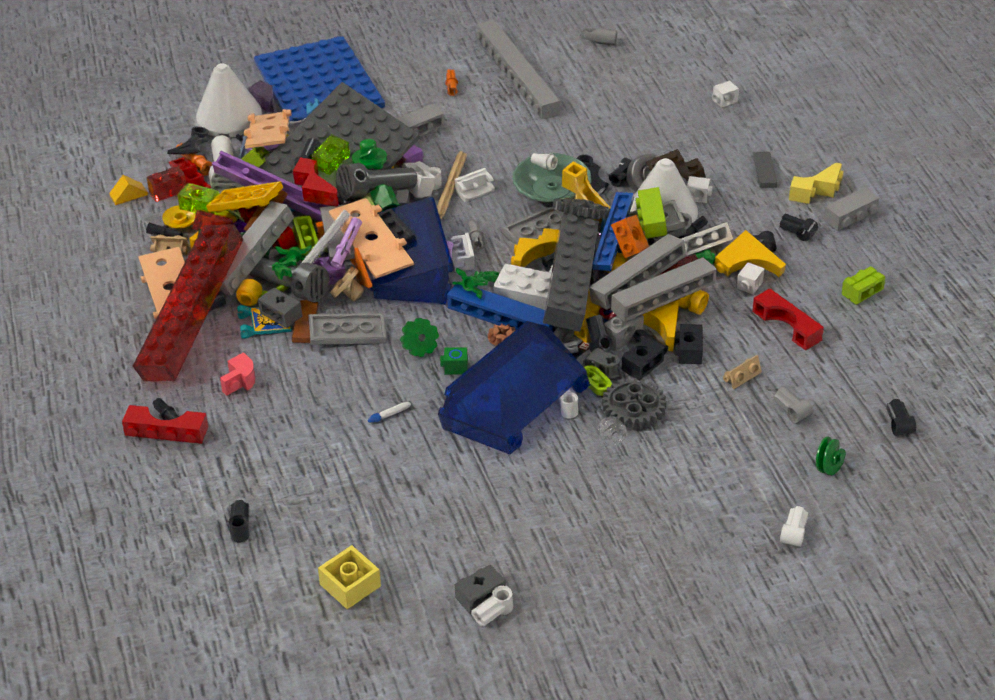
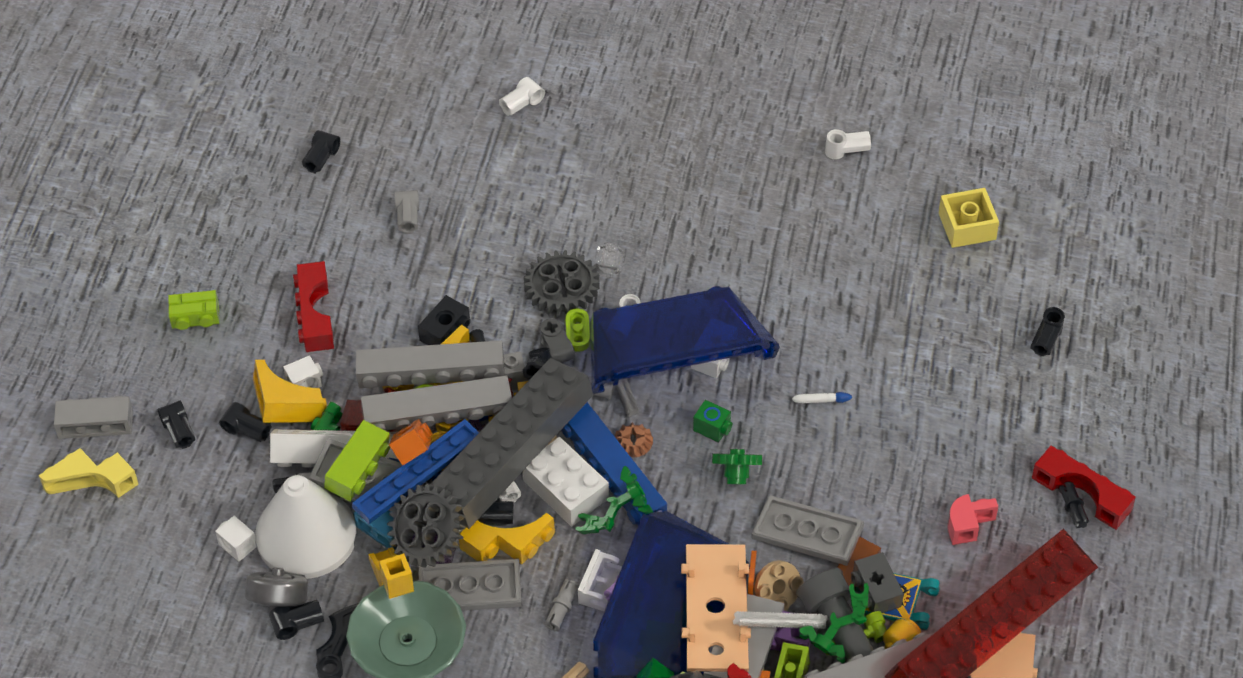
camera: 150 degrees left, 10 degrees up
(339, 258) = (762, 595): lavender pin -> none
(397, 226) = (672, 617): black tile -> none
(478, 587) = (849, 163): dark grey brick -> none
(546, 161) = (400, 645): white cone -> none
(642, 358) = (512, 327): black brick -> none
(690, 168) = (248, 556): dark brown arch -> none
(743, 372) = (410, 270): tan hinge -> none
(765, 170) = (120, 540): dark grey tile -> none
(830, 456) = (430, 136): green piece -> none

